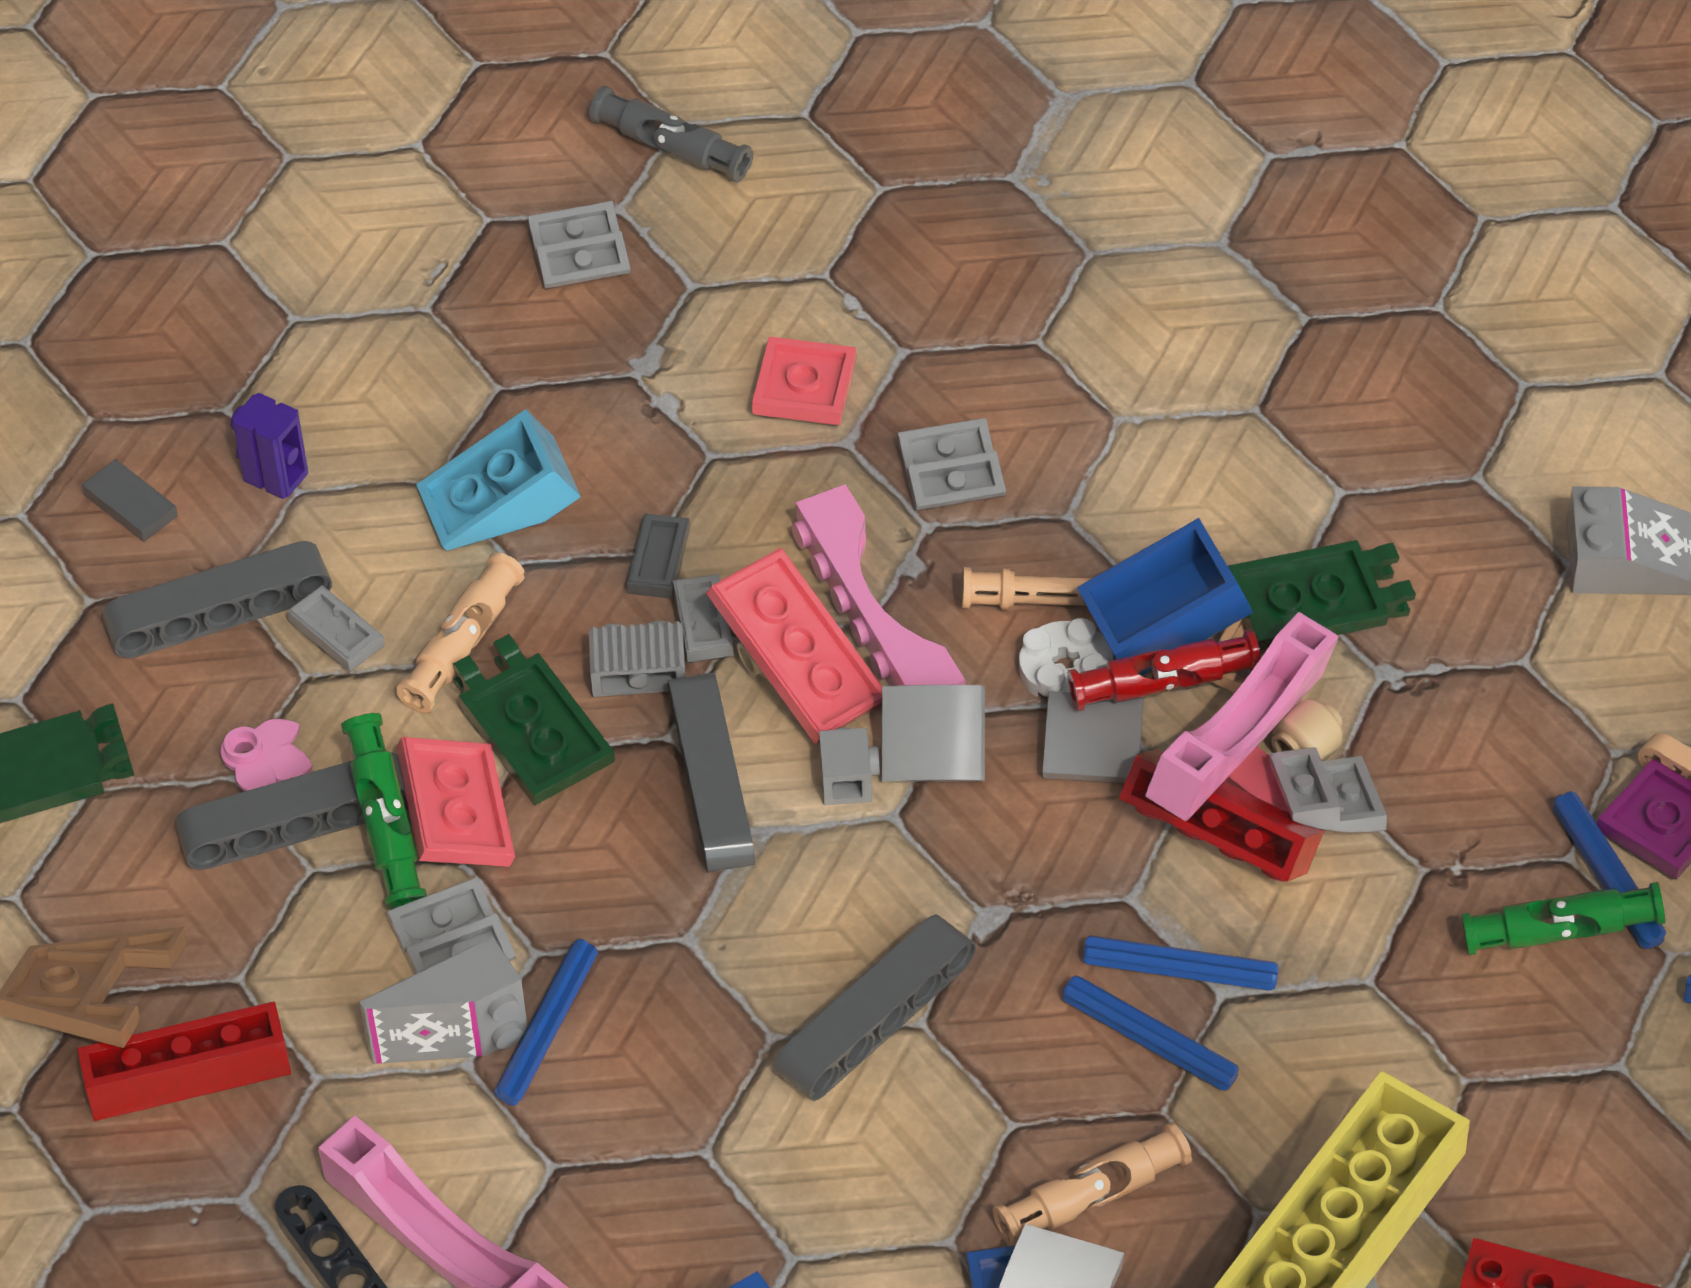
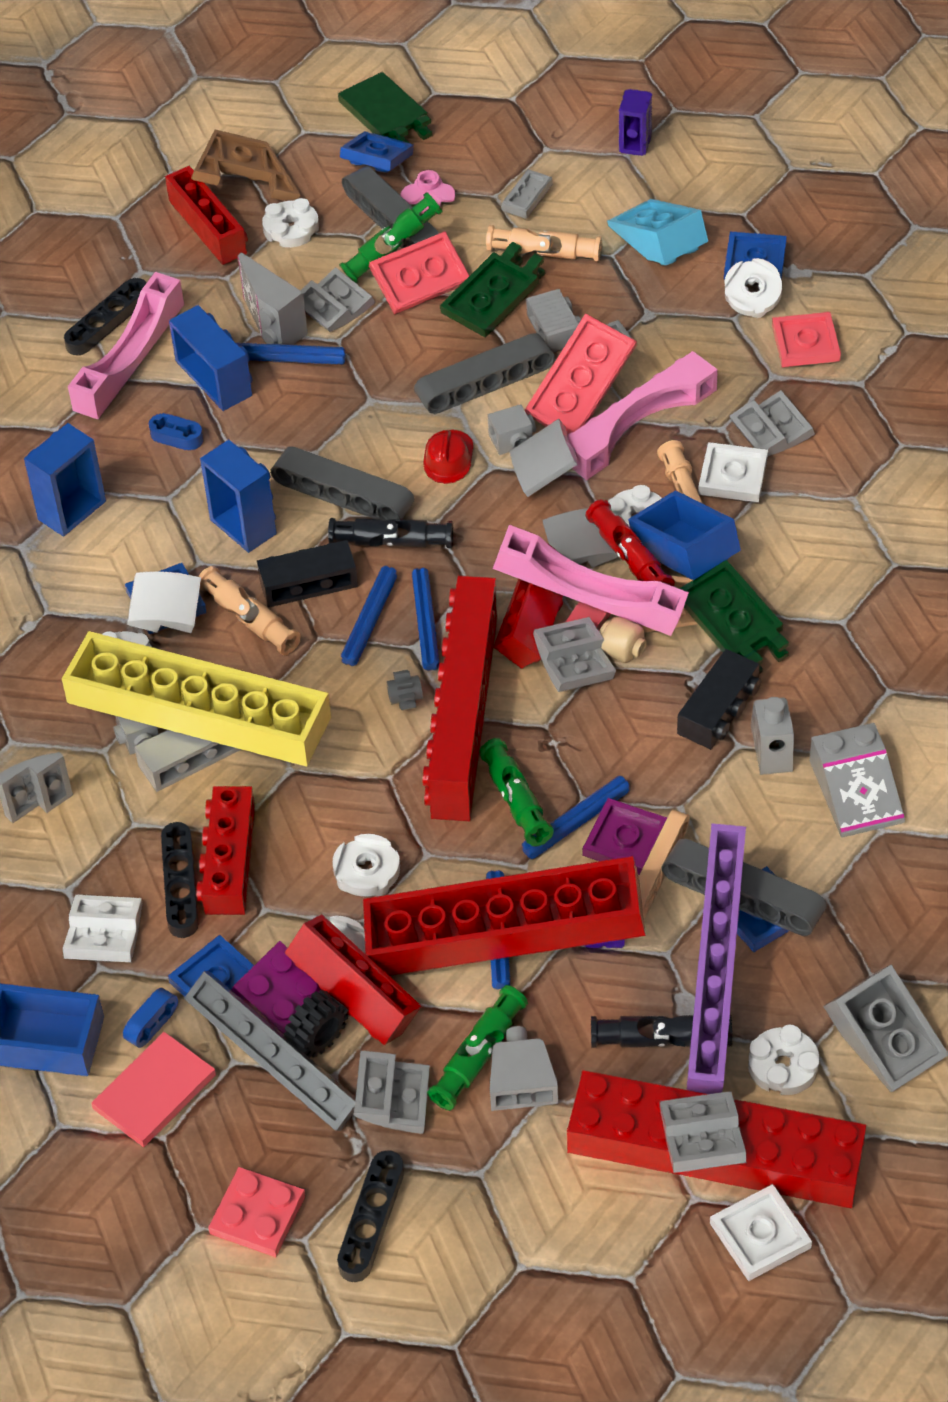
camera: 75 degrees right, 0 degrees up
(129, 500) = (586, 90): dark grey tile -> none
(146, 794) = (376, 151): none -> blue plate
(214, 599) = (526, 140): dark grey beam -> none
(236, 933) = (279, 215): none -> white plate
(541, 1115) = (211, 357): none -> blue piece
(578, 244) = (870, 214): light grey slope -> none
(611, 392) = (755, 246): none -> blue plate
(650, 1209) = (176, 431): none -> blue beam
(658, 555) = (643, 313): dark grey tile -> none
(668, 422) = (749, 272): none -> white plate
(851, 862) = (448, 456): none -> red piece
(893, 1124) = (239, 495): none -> blue piece
(988, 989) = (380, 532): none -> black piece
(1031, 529) = (733, 472): none -> white plate
(1044, 1090) = (307, 573): none -> black brick
(1325, 1013) = (404, 689): none -> dark grey gear
(1379, 935) = (461, 699): none -> red brick
(1454, 652) = (718, 699): none -> black brick
(1542, 604) = (770, 723): none -> light grey torso
(1629, 1162) = (370, 881): none -> white plate

